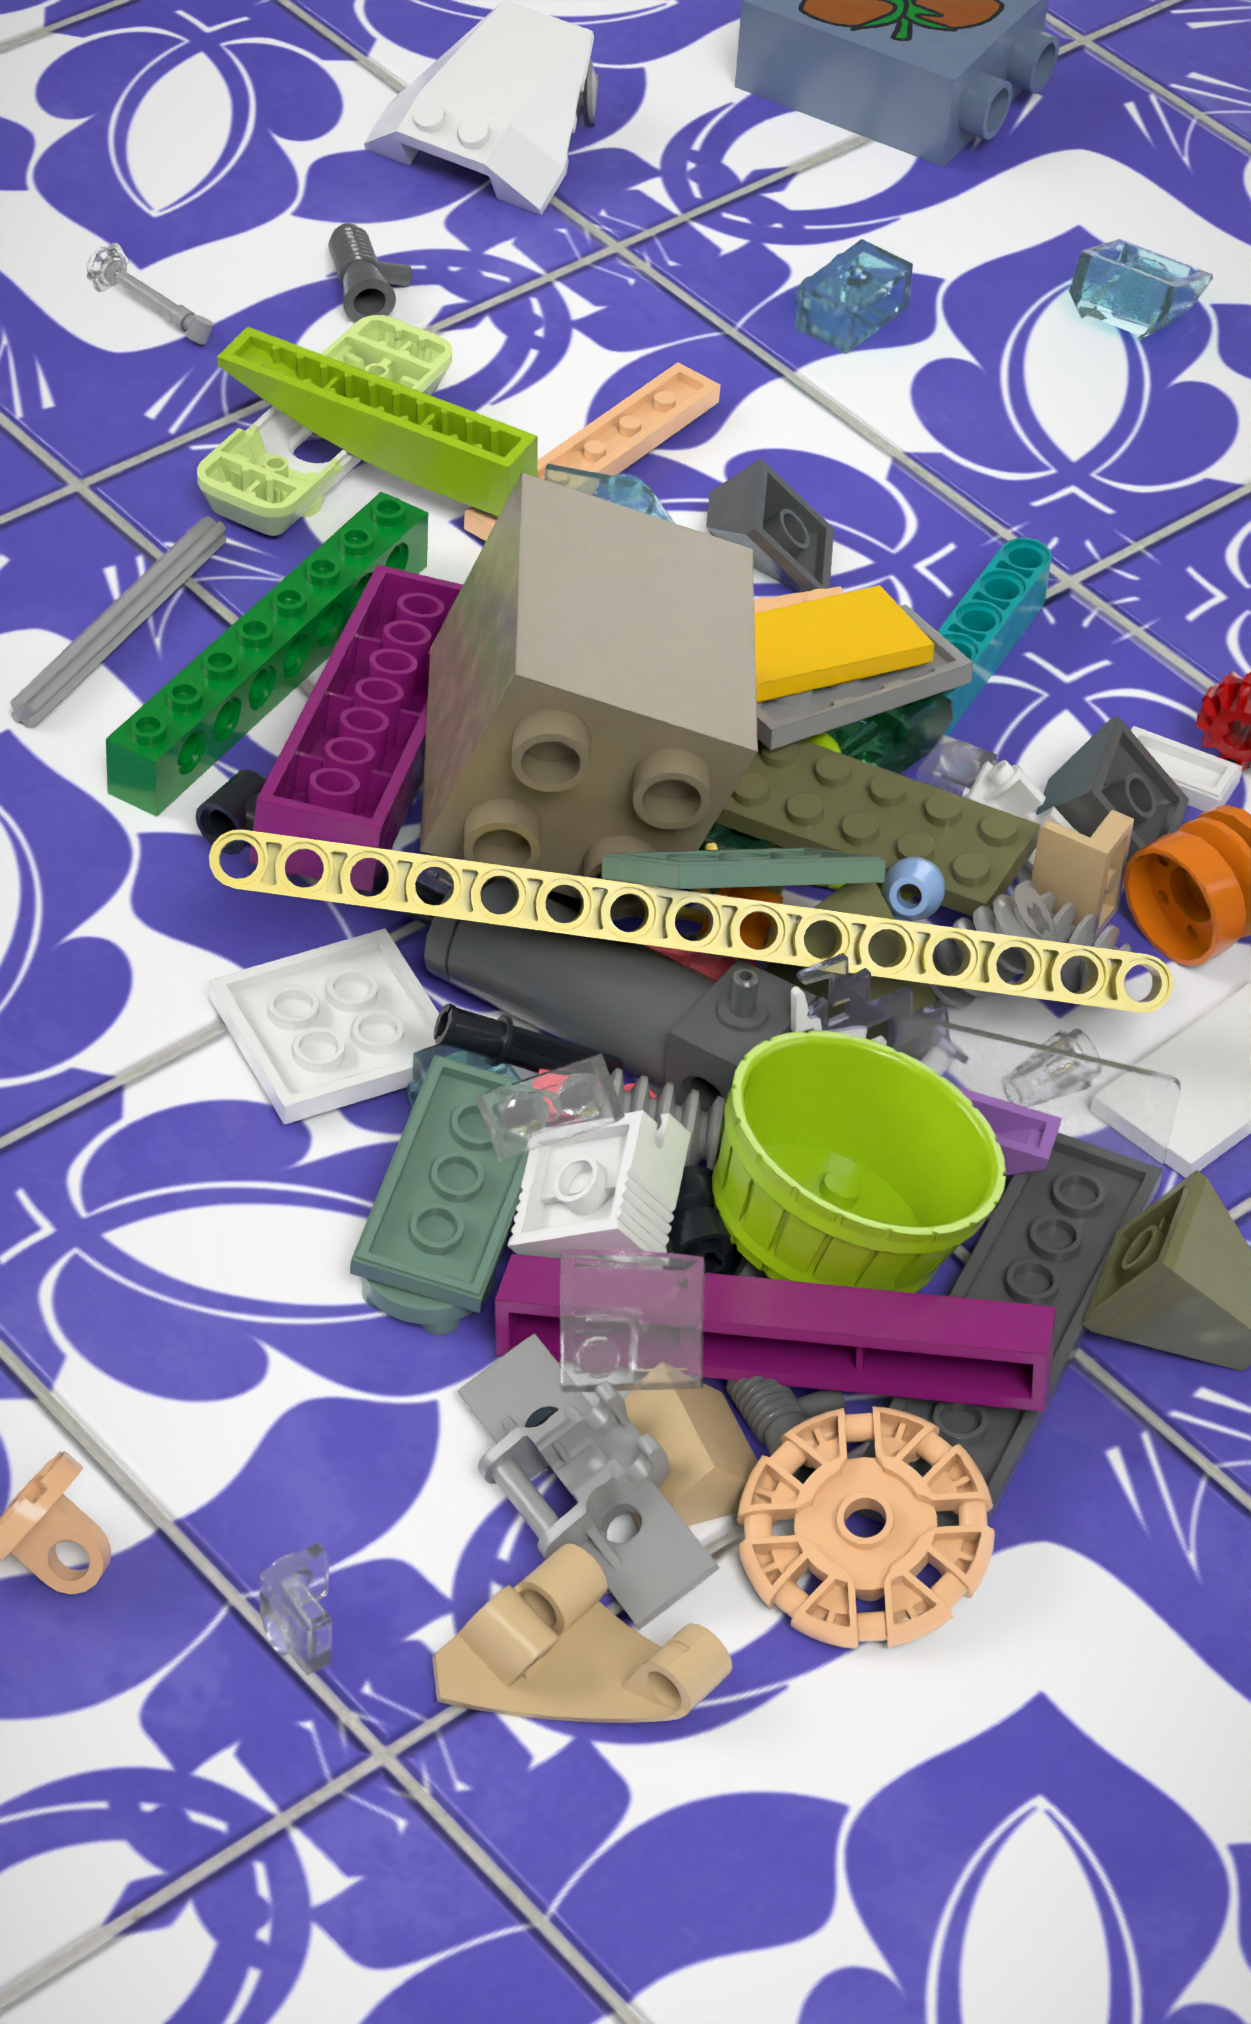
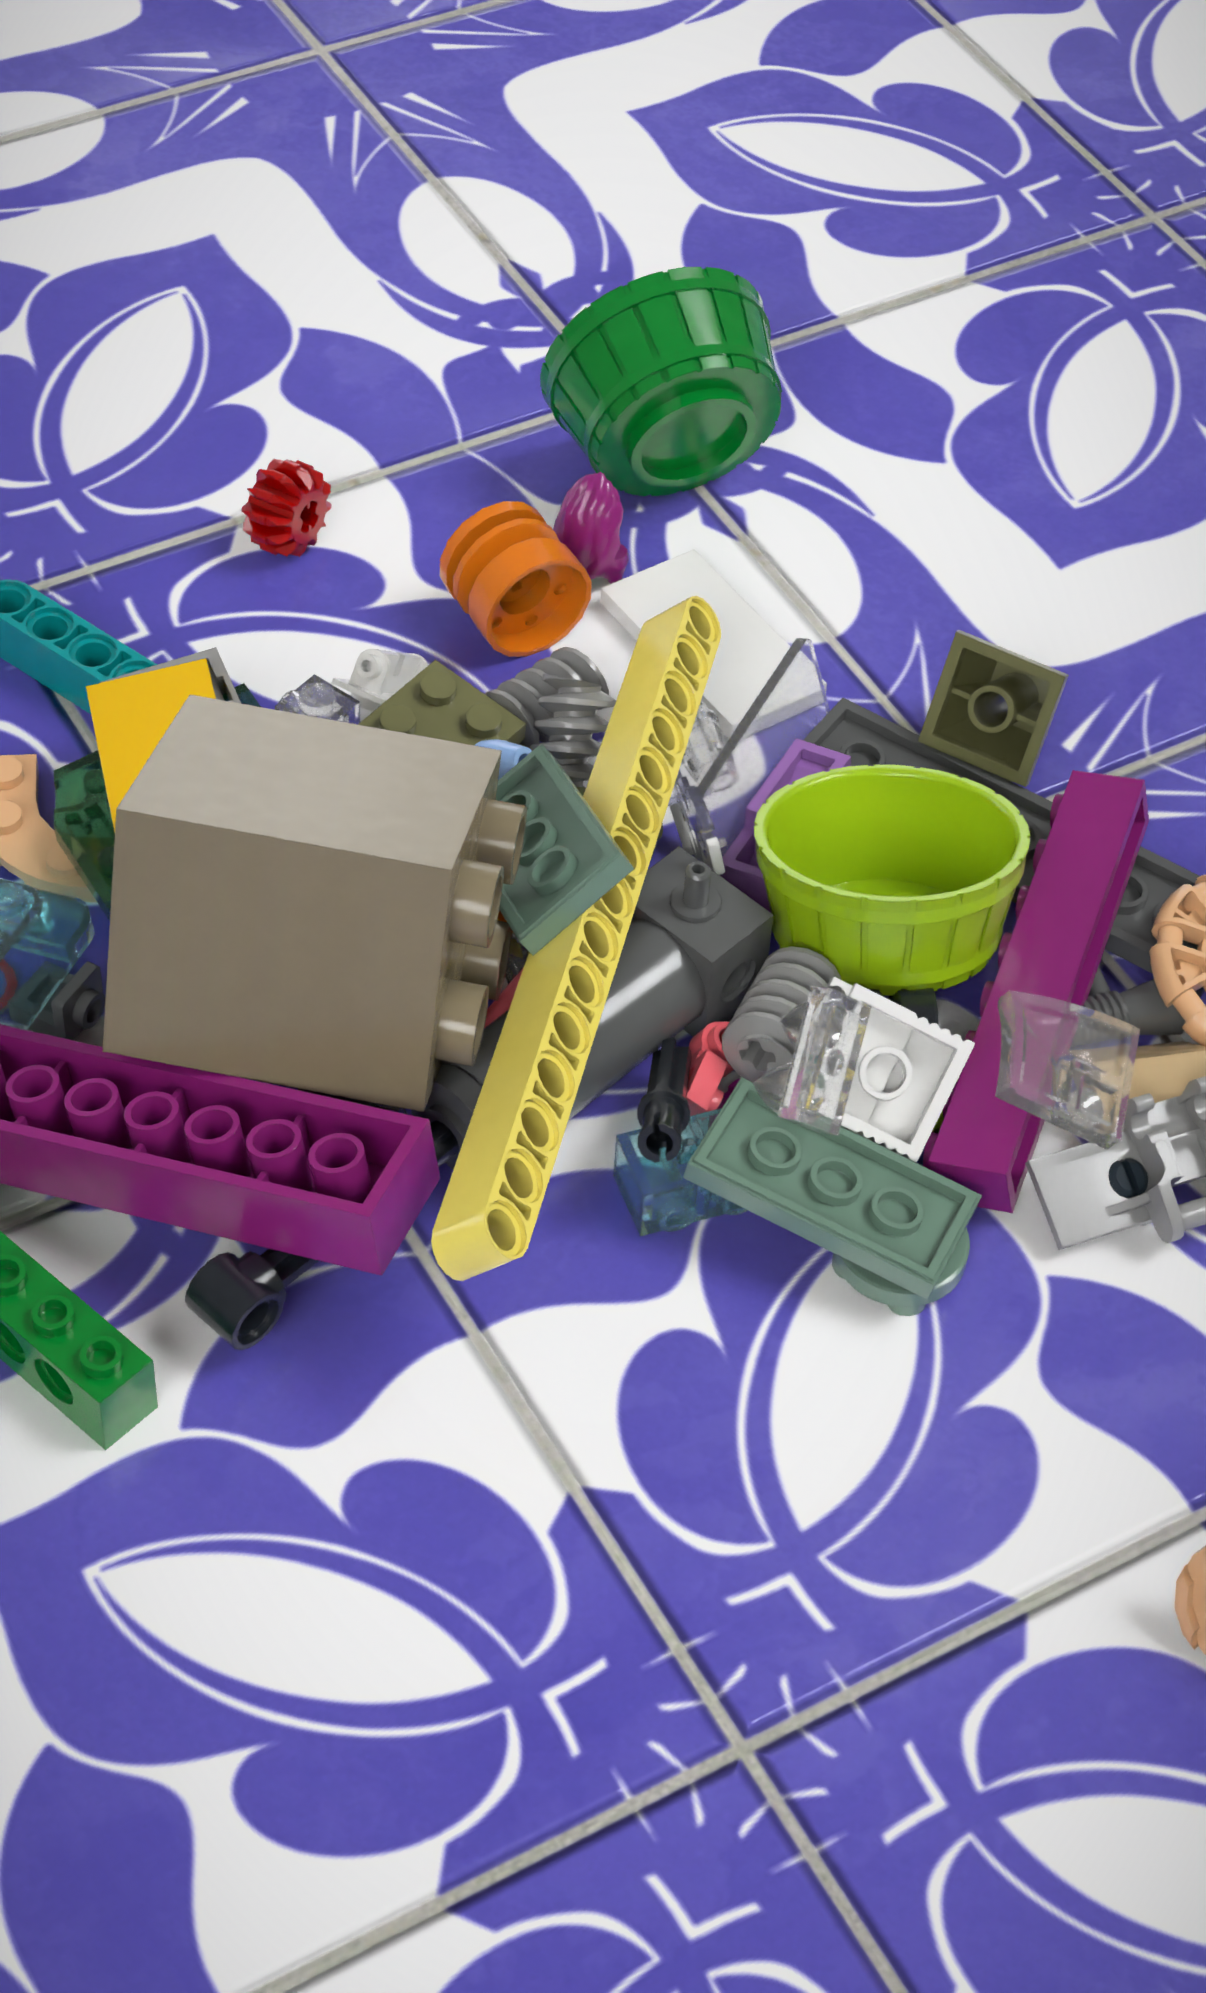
camera: 80 degrees left, 5 degrees up
(328, 1023) = (575, 1293): white plate -> none
(1084, 867) = (487, 638): tan panel -> none
(1119, 776) = (357, 622): dark grey slope -> none
(1200, 776) = (305, 585): white tile -> none

